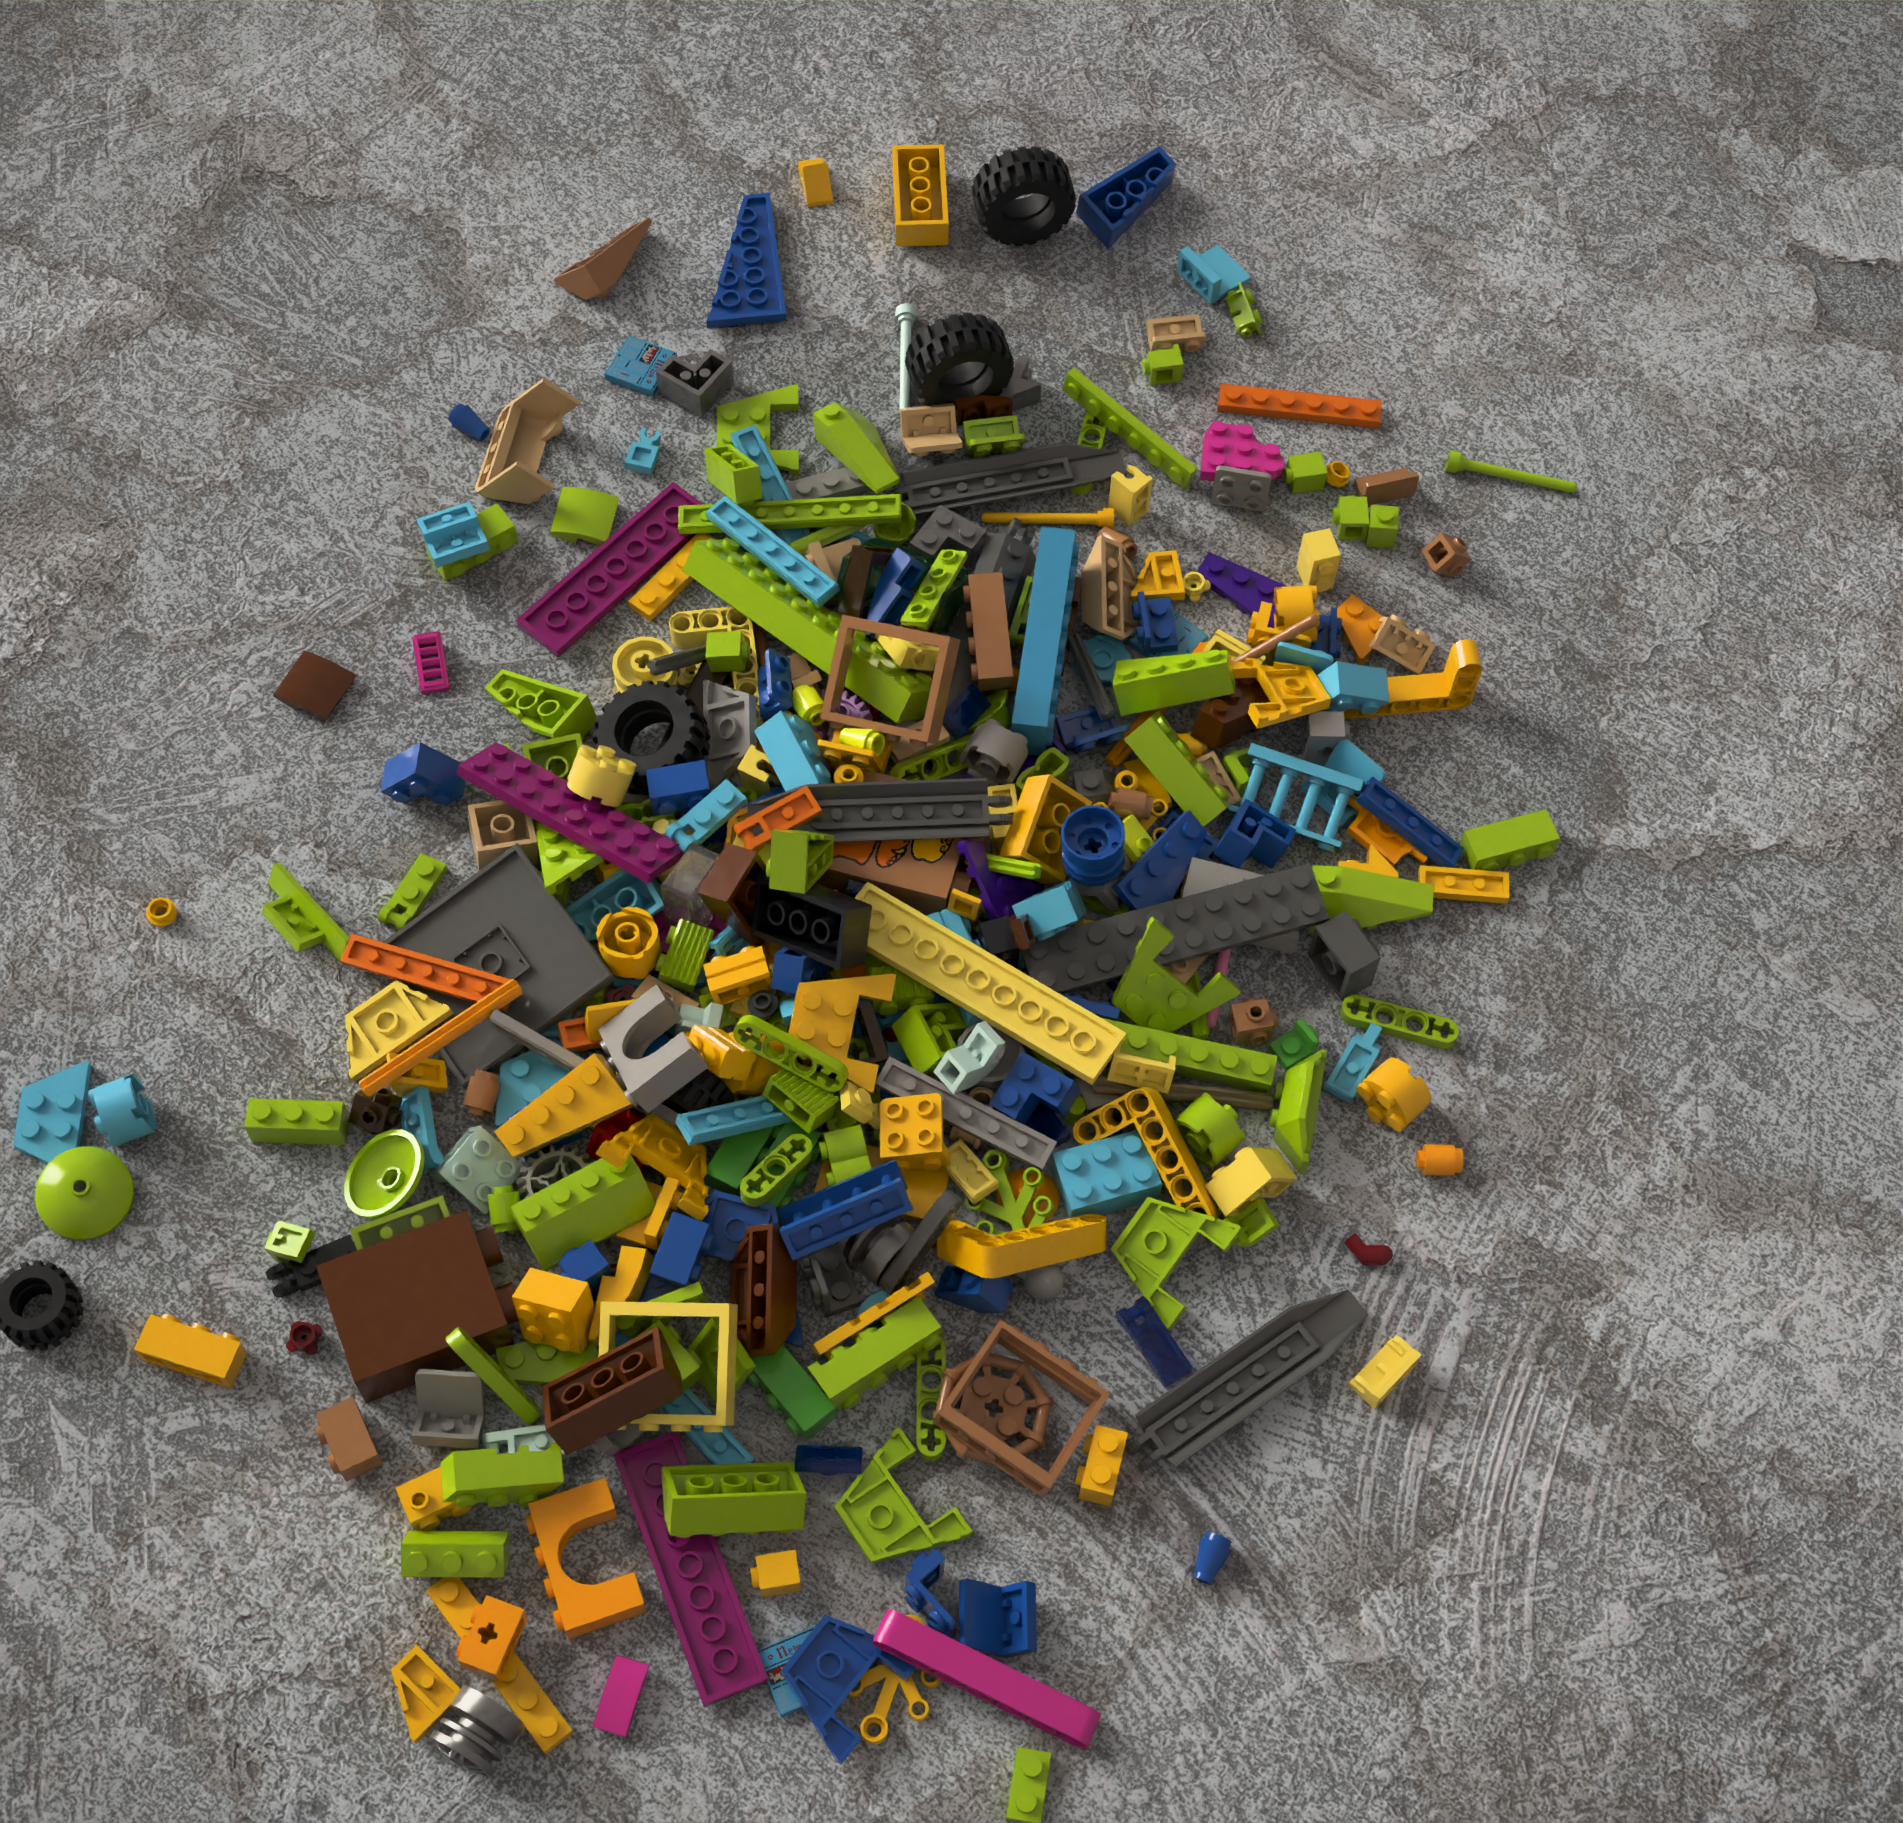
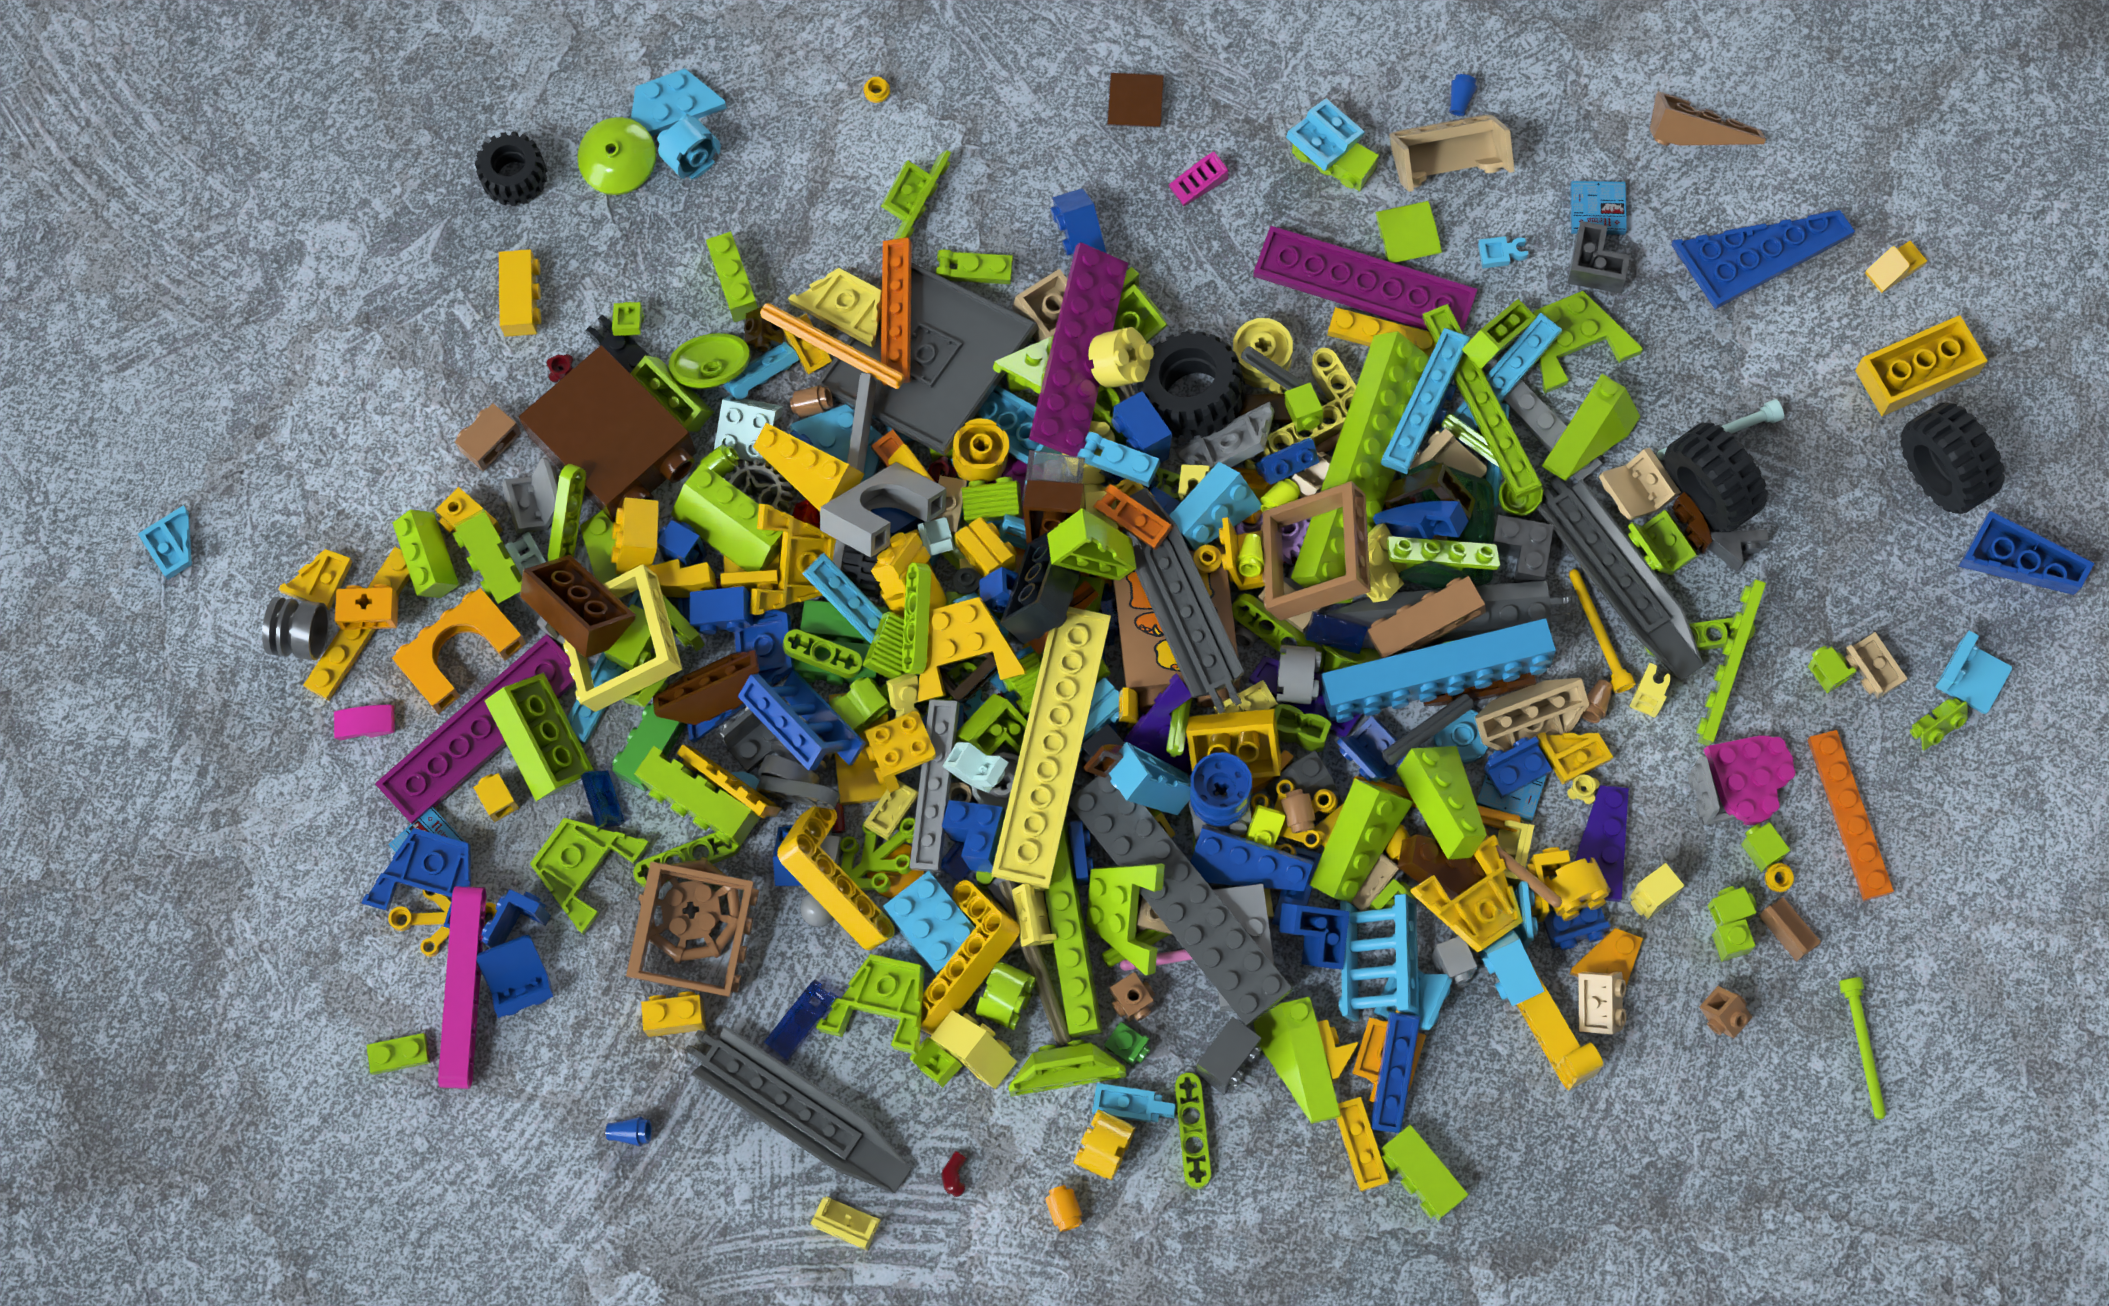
camera: 75 degrees right, 10 degrees up
(542, 705) = (1187, 287): lime wedge -> none

